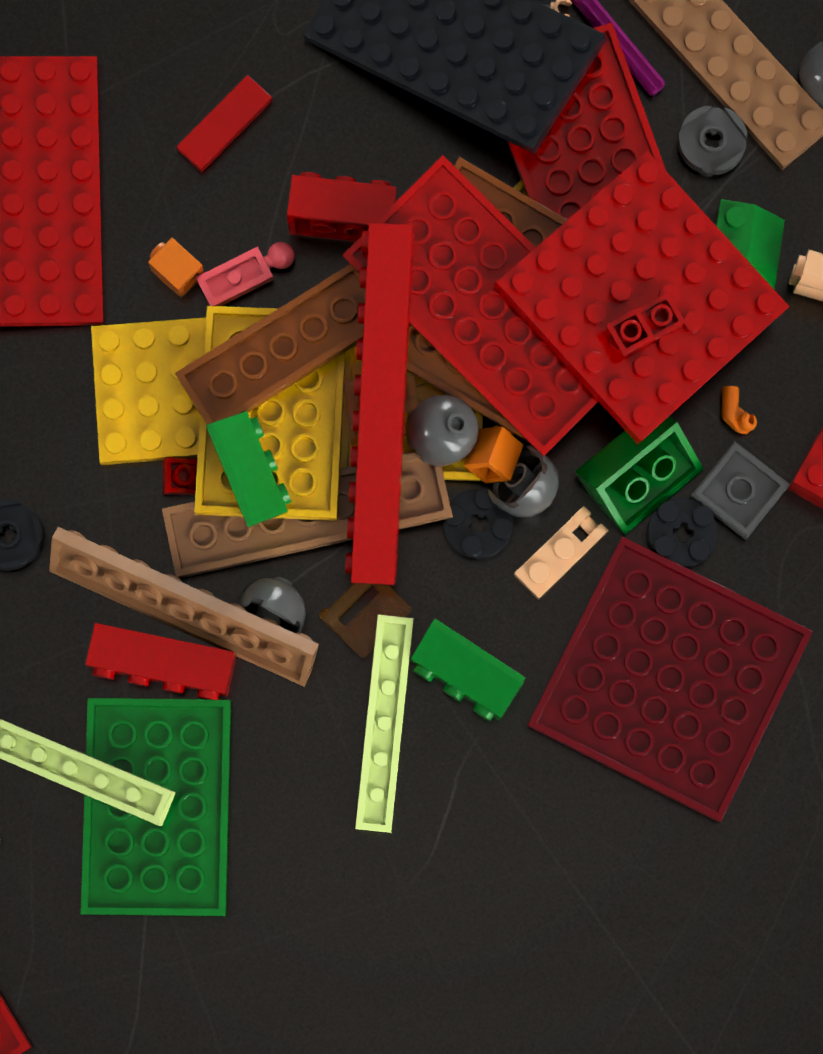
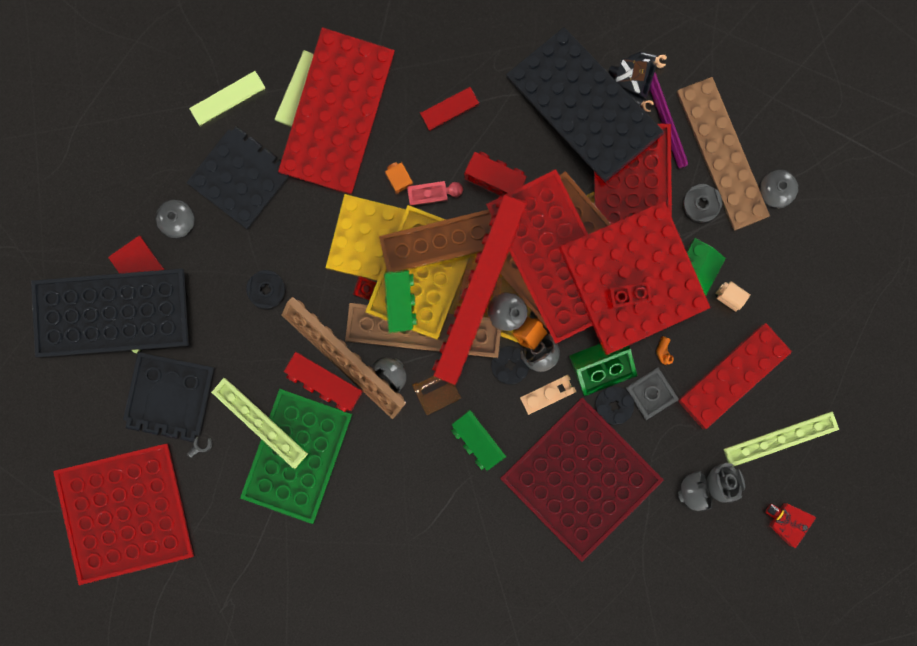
camera: 15 degrees right, 5 degrees up
(384, 723) = (426, 453): yellowish green plate -> none

